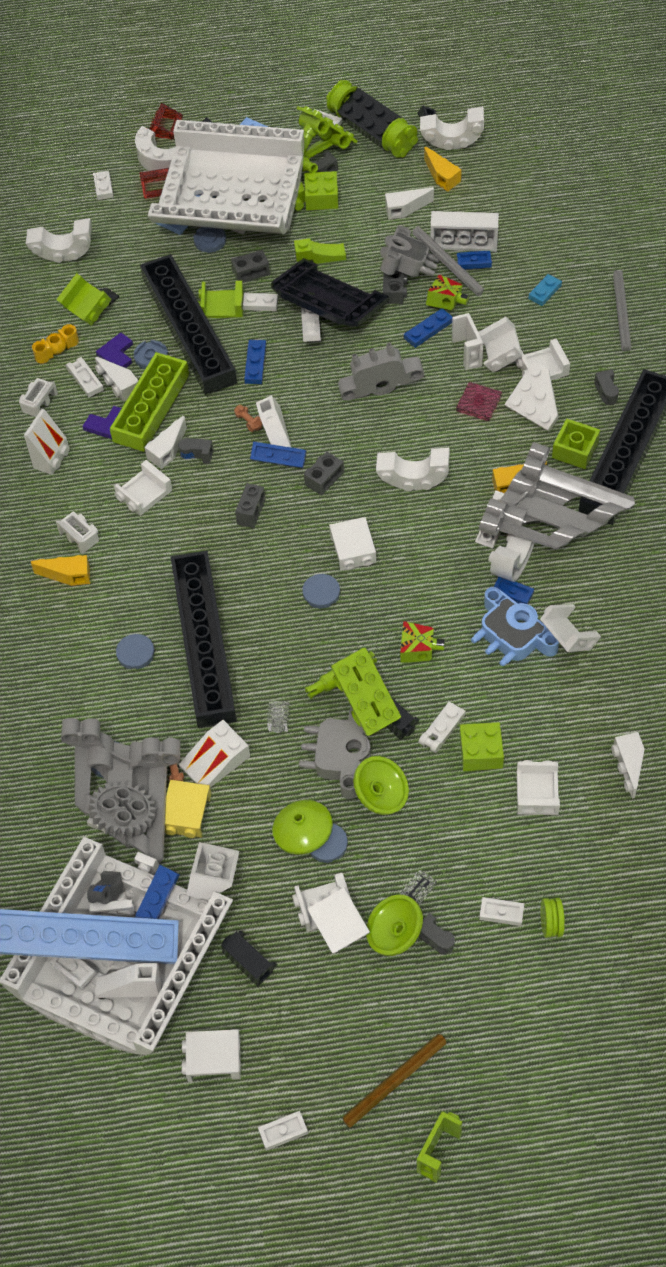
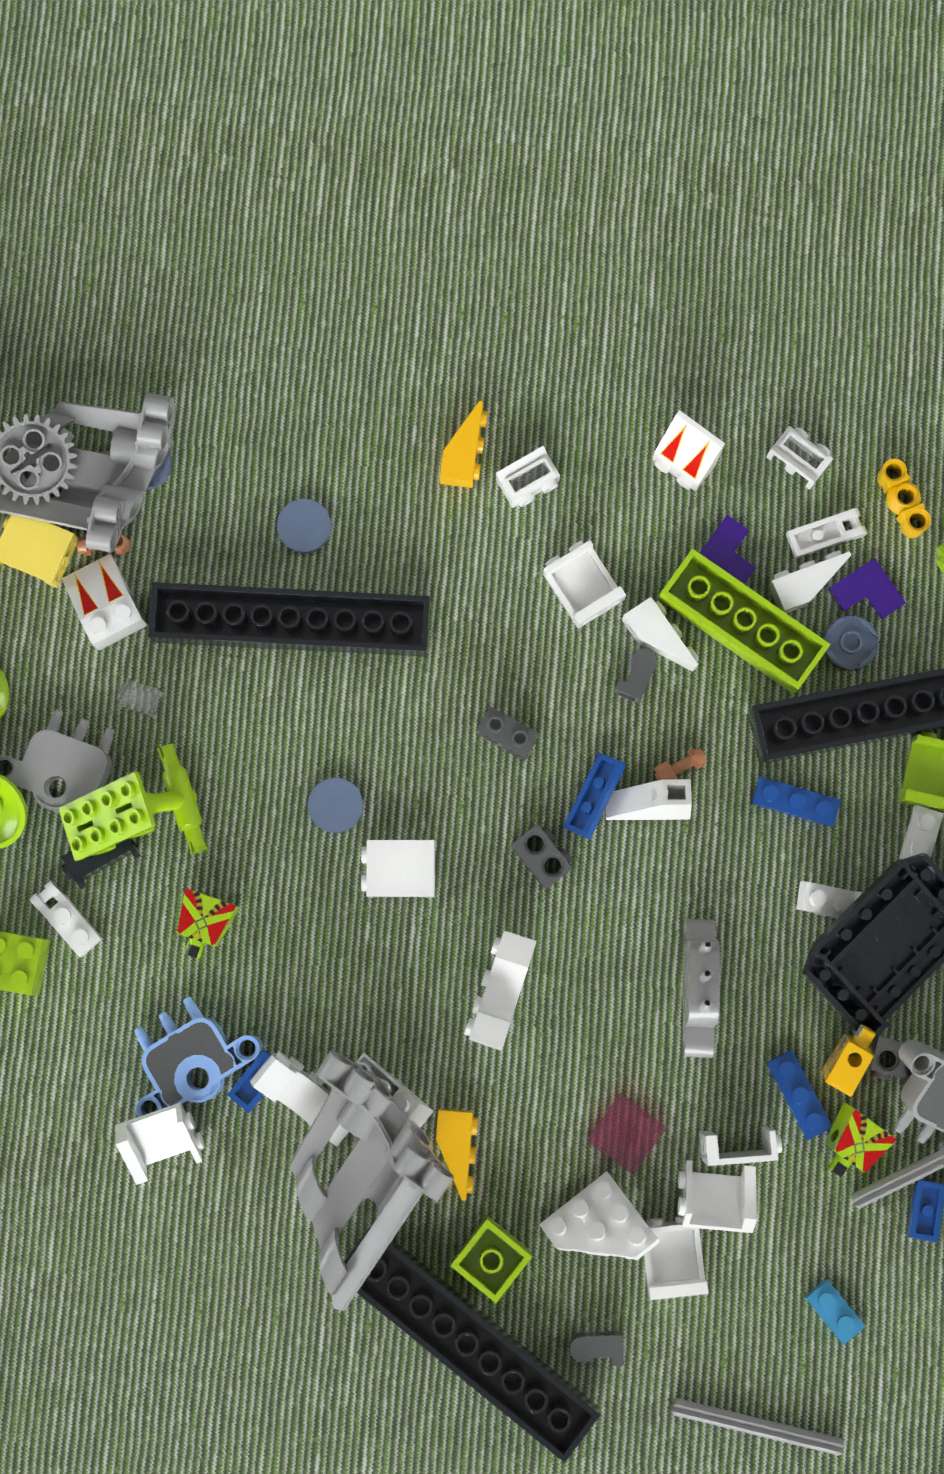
camera: 105 degrees right, 25 degrees up
(401, 301) = (847, 1071): none -> yellow torso

